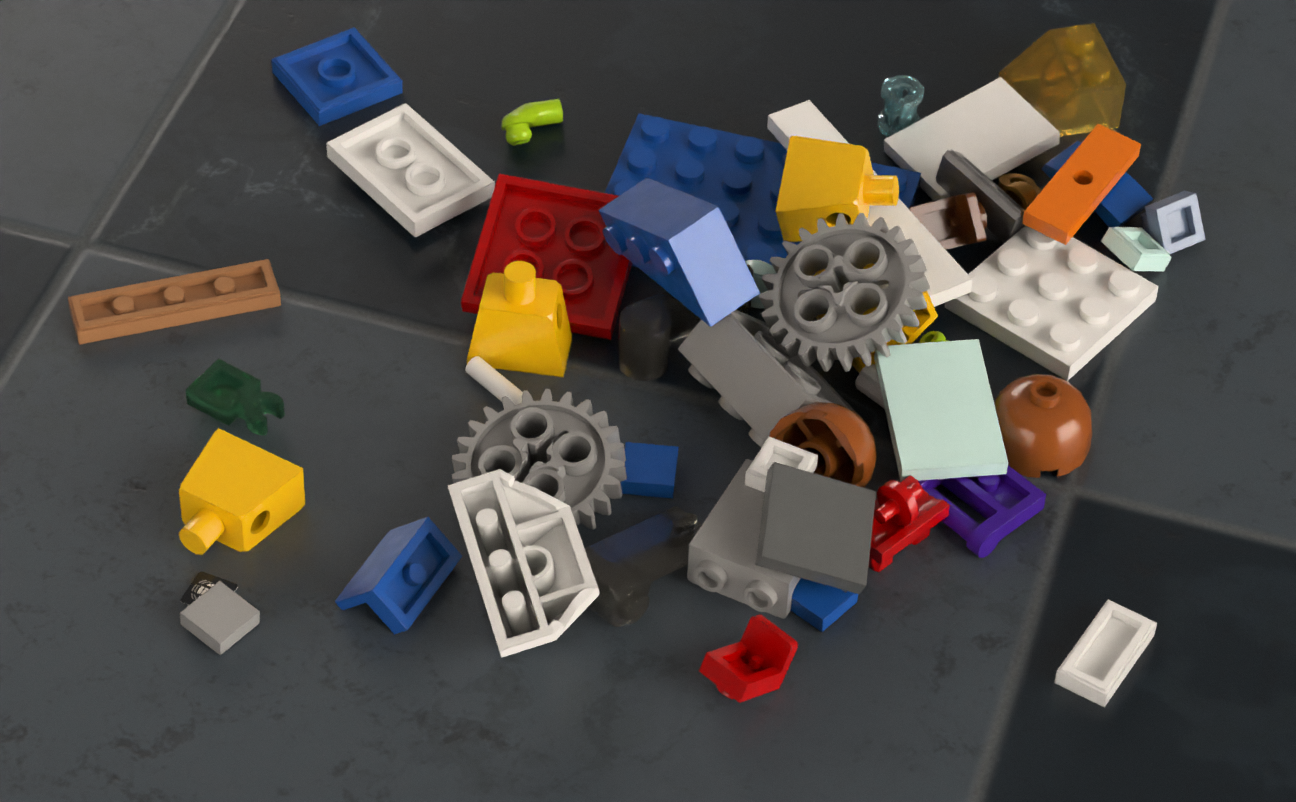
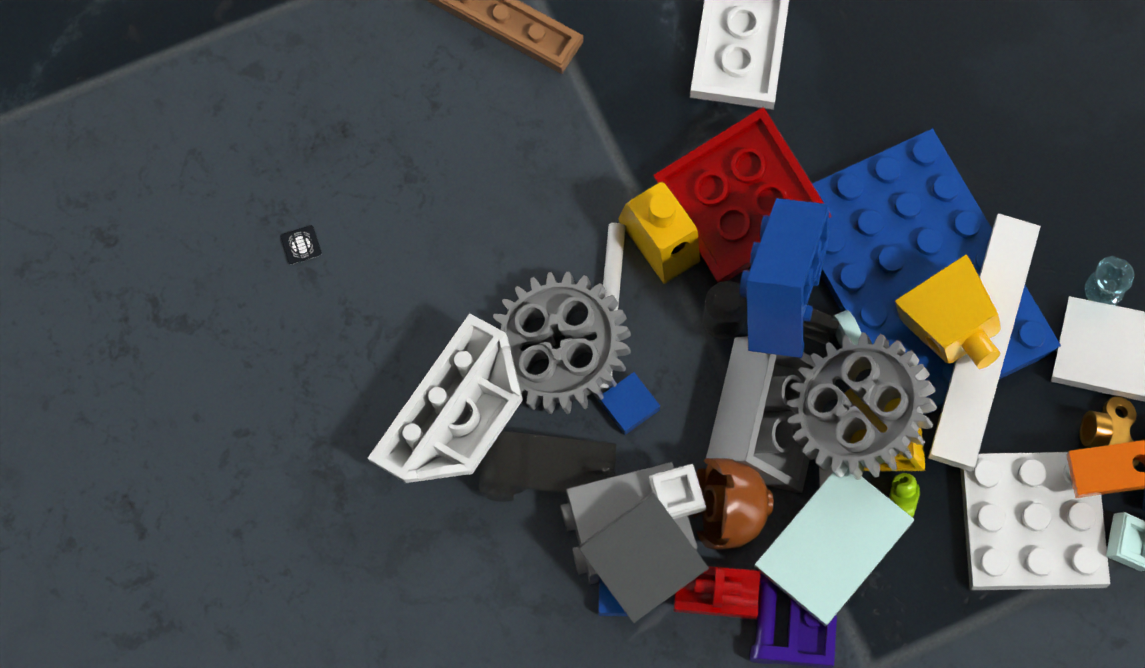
camera: 50 degrees right, 25 degrees up
(219, 617) = (282, 270): light grey tile -> none
(232, 393) = (451, 117): clear green plate -> none
(237, 495) = (372, 194): yellow torso -> none
(402, 574) = (402, 338): blue panel -> none
(528, 115) = (863, 65): lime arm -> none
(754, 663) = (518, 600): red bracket -> none
(953, 219) = (1023, 402): reddish brown bracket -> none
(961, 176) = (1073, 405): flat silver slope -> none
(1044, 425) = (898, 611): dark orange cylinder -> none

